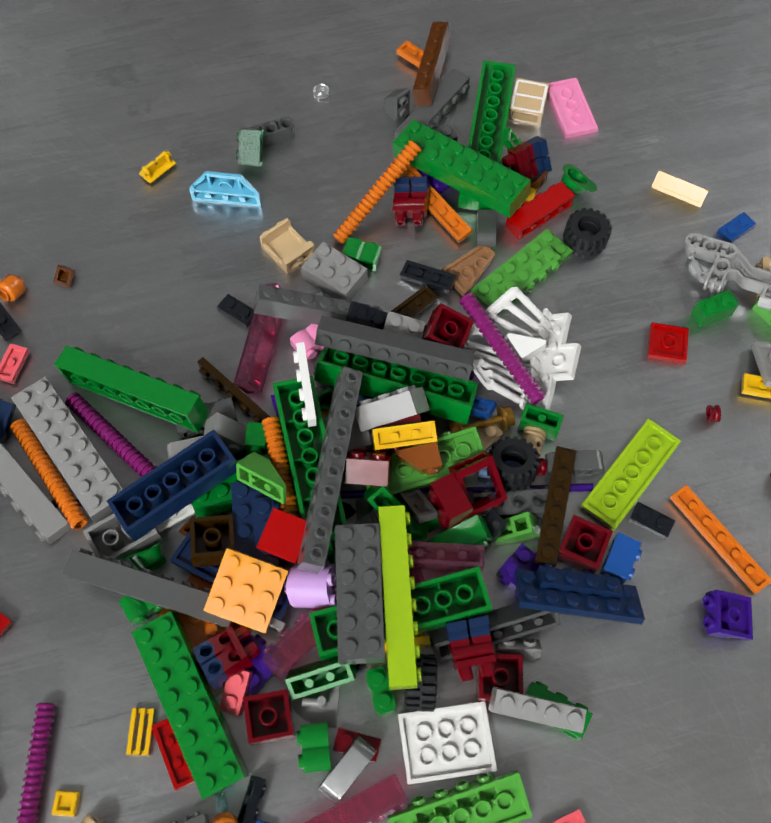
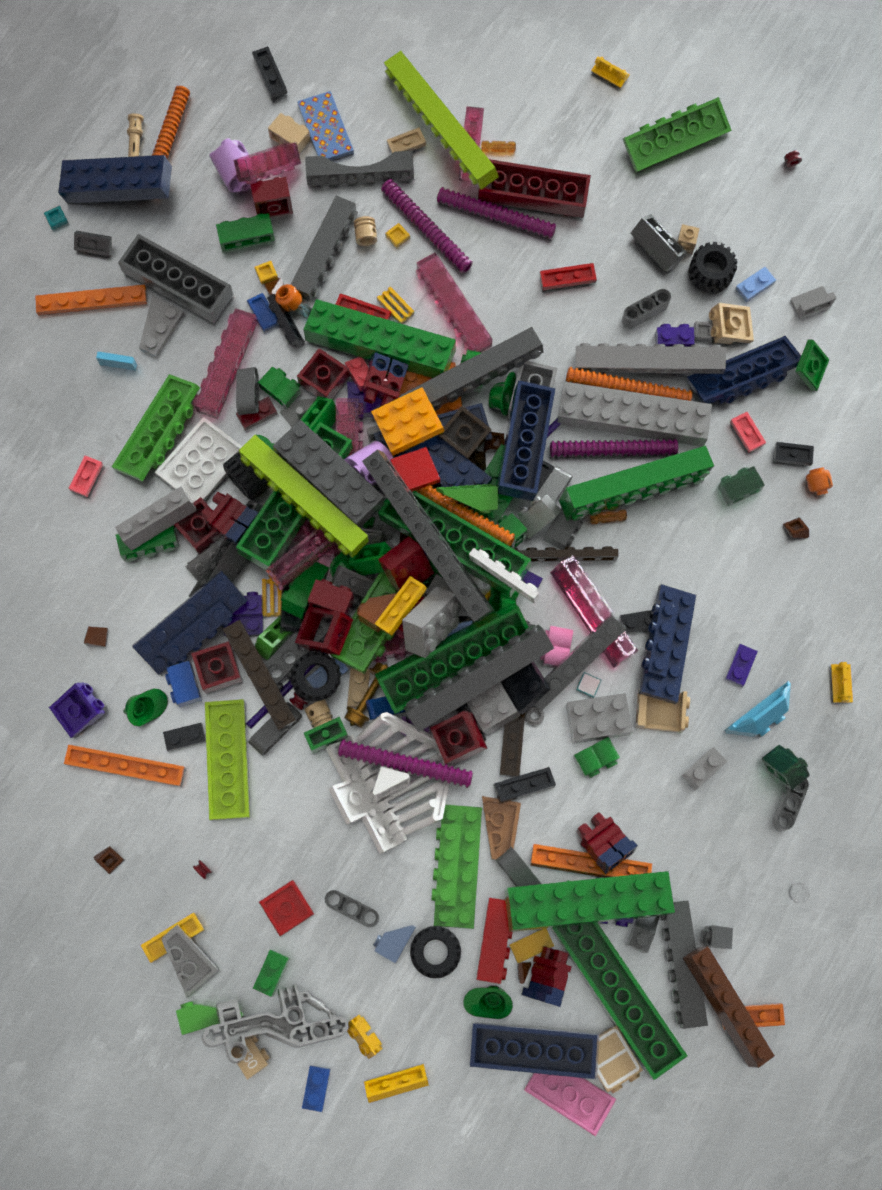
camera: 135 degrees right, 10 degrees up
(63, 331) = (741, 485): none -> clear green brick
(94, 681) = (453, 303): none -> clear pink brick
(204, 230) = (741, 665): none -> dark purple plate
(236, 276) = (667, 644): none -> dark blue plate
(300, 190) = (704, 768): none -> light grey brick
(377, 191) = (634, 815): orange piece -> none
(499, 553) = (264, 599): none -> yellow tile
(510, 139) = (577, 987): green plate -> none
(574, 131) = (534, 1050): none -> dark blue brick
(609, 260) = (393, 942): none -> sand blue slope
(618, 295) = (344, 901): none -> dark grey beam
(665, 667) = (96, 636): none -> reddish brown slope
(670, 568) = (145, 706): none -> green piece
(678, 222) = (368, 1045): none -> yellow hinge

